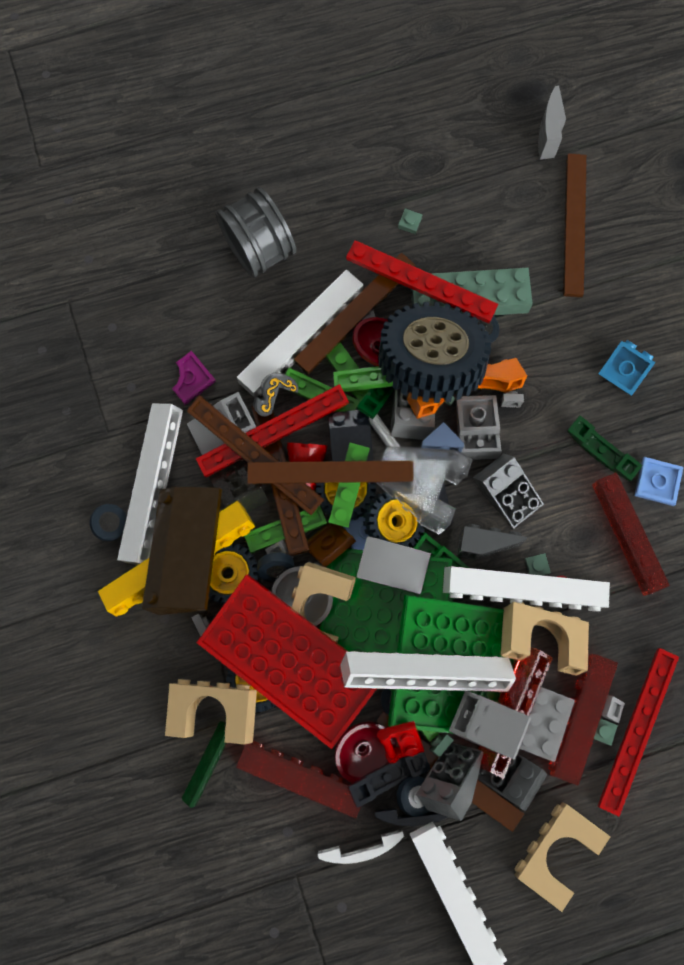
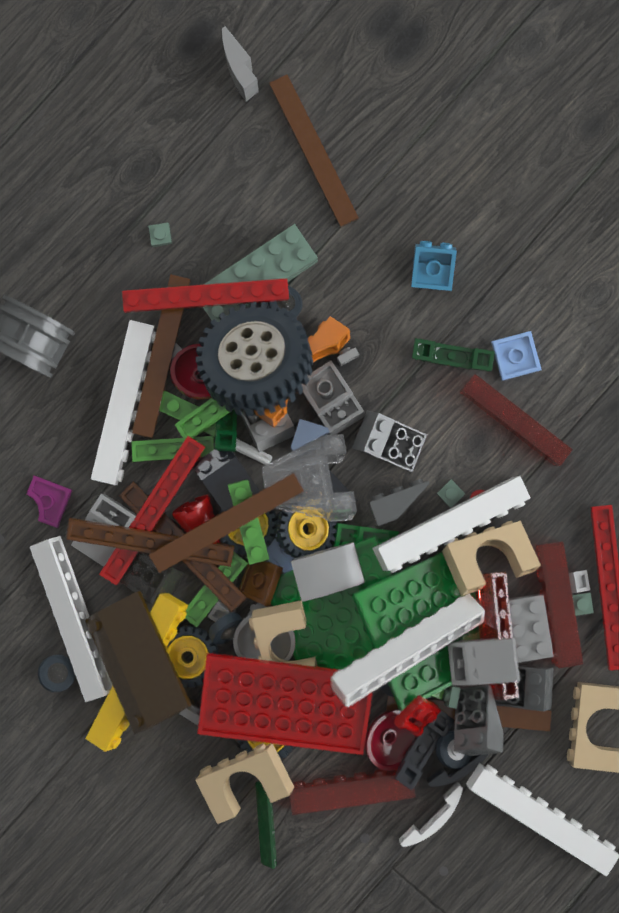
camera: 30 degrees left, 10 degrees up
(269, 391) = (127, 474): dark grey animal -> none

